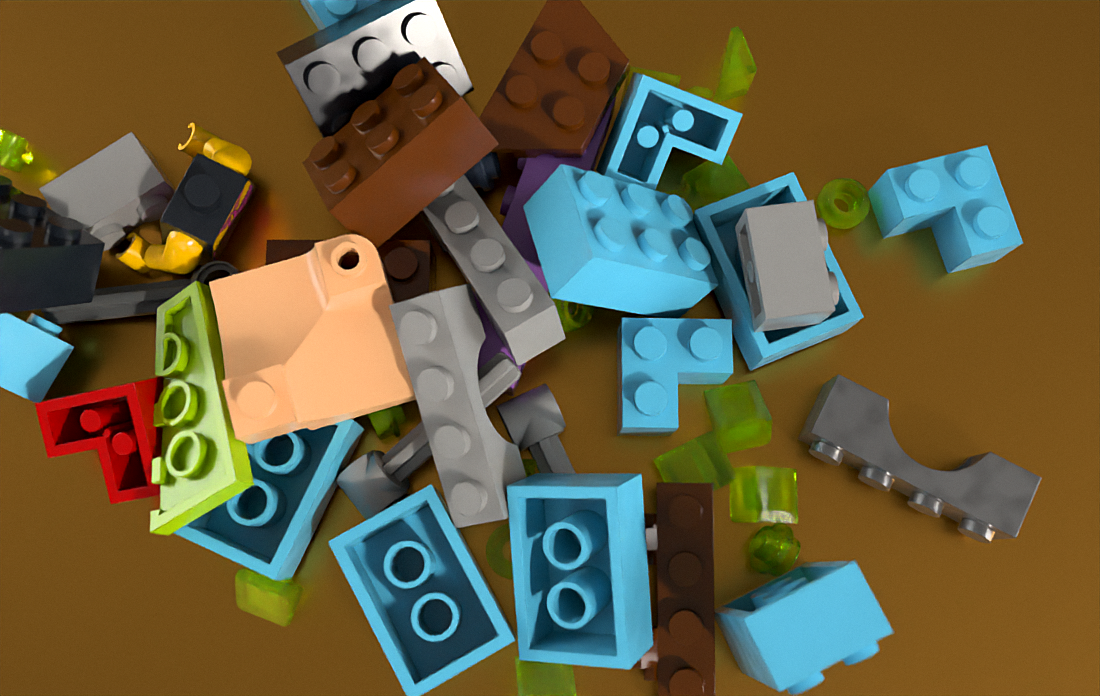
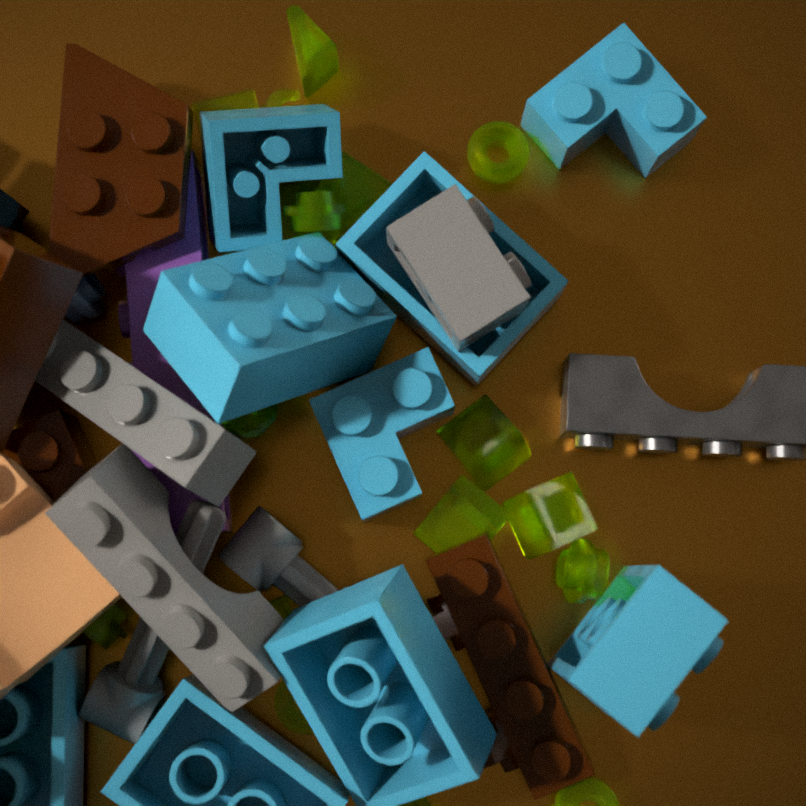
camera: 20 degrees left, 5 degrees up
(688, 182) = (315, 211): none -> clear neon green plate

